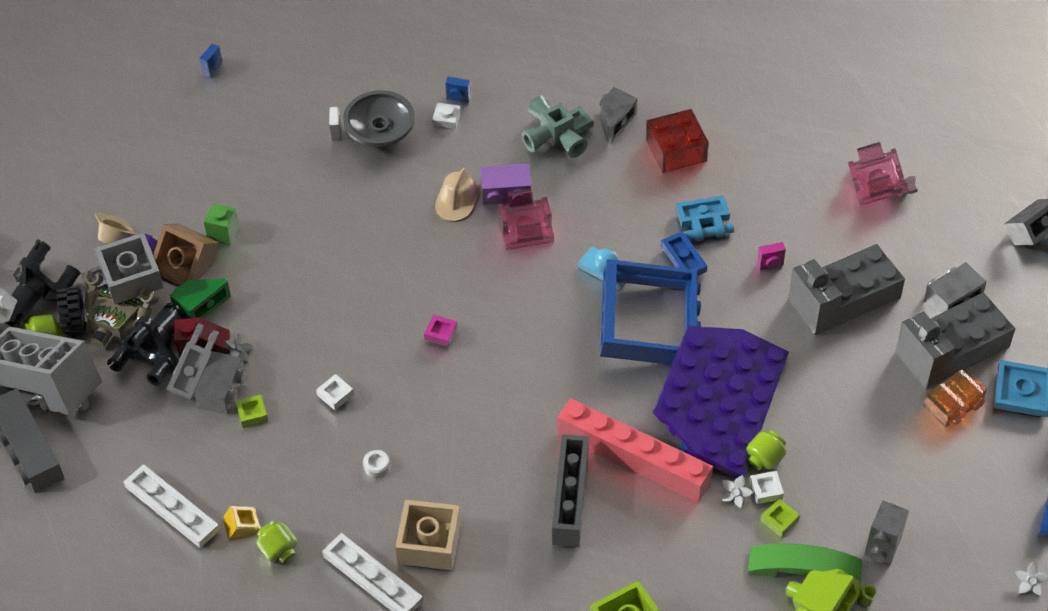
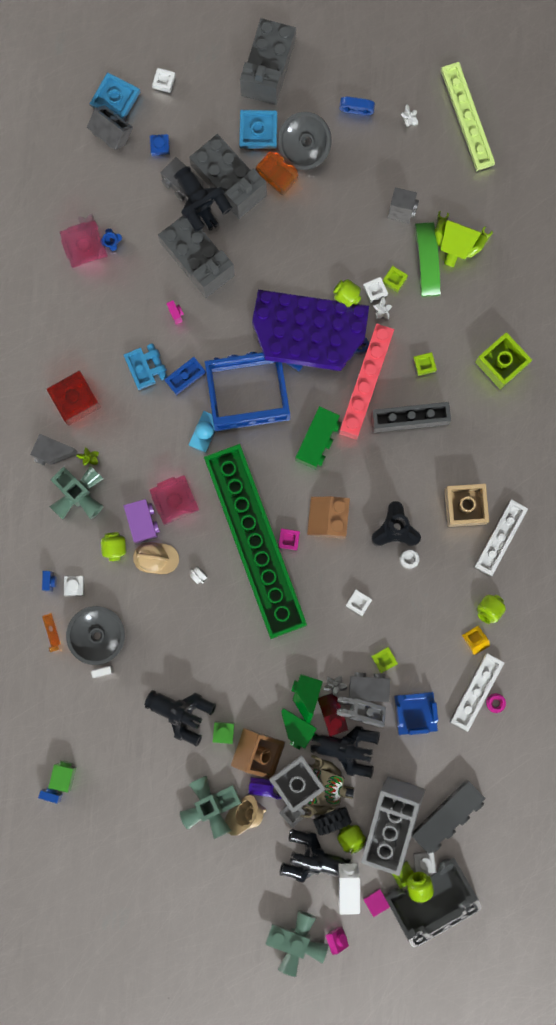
camera: 100 degrees left, 30 degrees up
(138, 197) = (210, 807): none -> sand green brick
(146, 521) = (502, 703): none -> dark pink plate
(169, 429) = (416, 713): none -> blue panel
(227, 73) = (62, 776): none -> bright green brick
(232, 309) = (306, 695): none -> green slope
(259, 184) = (180, 713): none -> black wheel
(413, 89) = (52, 635): none -> clear orange piece
(420, 439) = (388, 533): none -> black wheel
(423, 232) = (198, 575): none -> white plate
(446, 288) = (255, 541): none -> green brick
(456, 381) = (328, 517): none -> medium nougat slope
(482, 153) = (113, 546): none -> lime head
(566, 380) = (318, 438): none -> green brick
(600, 147) = (89, 457): none -> lime plant
(645, 528) = (424, 364): none -> lime plate
(881, 206) = (106, 239): none -> blue plate
(917, 288) = (200, 200): none -> black wheel
(998, 432) = (294, 136): none -> dark grey dish
(1010, 278) = (159, 144): none -> blue plate

